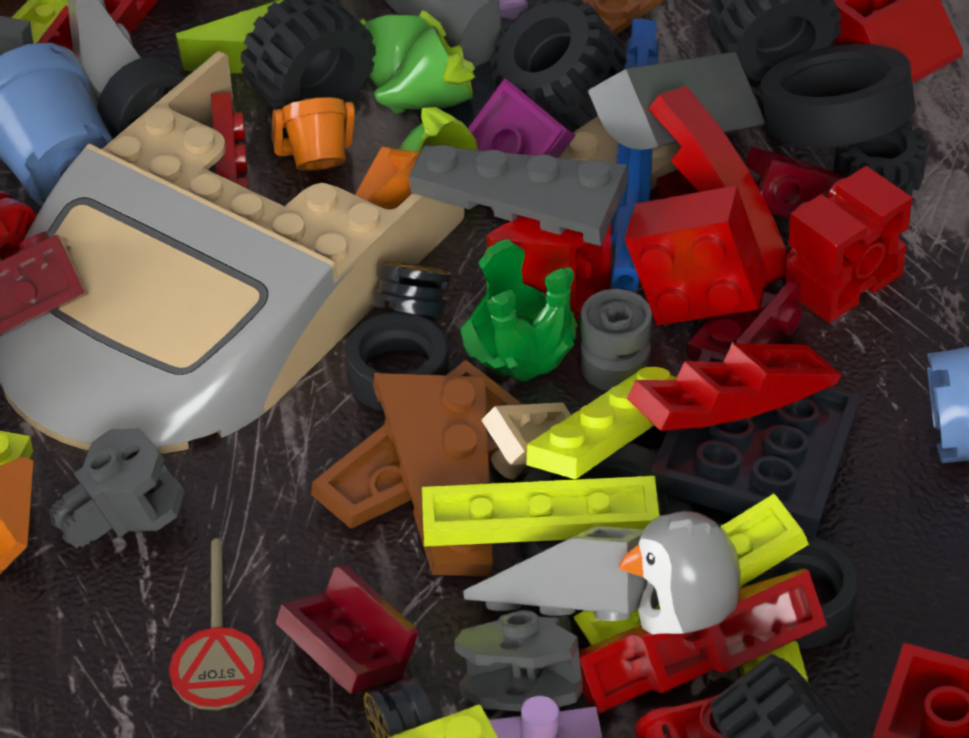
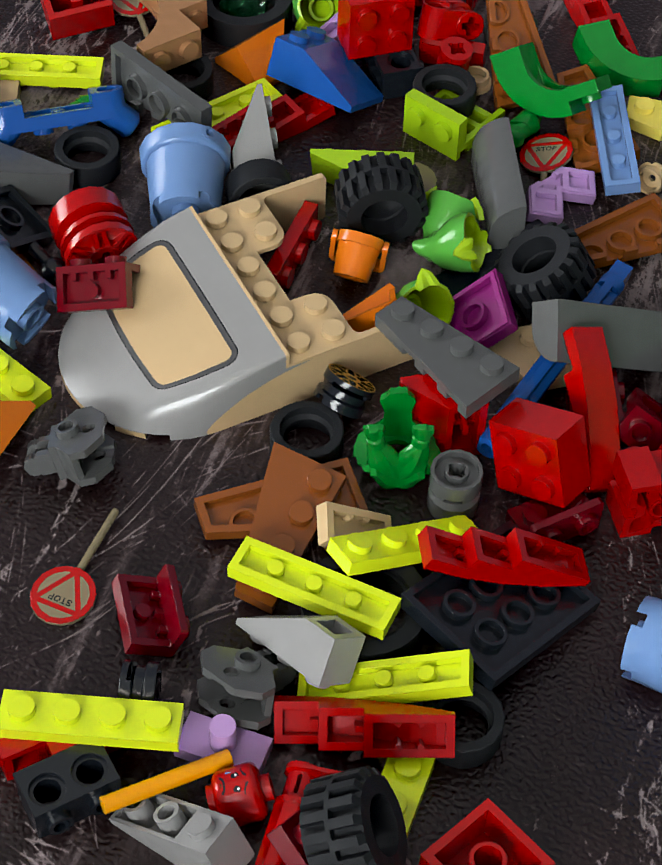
camera: 25 degrees right, 5 degrees up
(688, 572) = (365, 678): light grey piece -> none

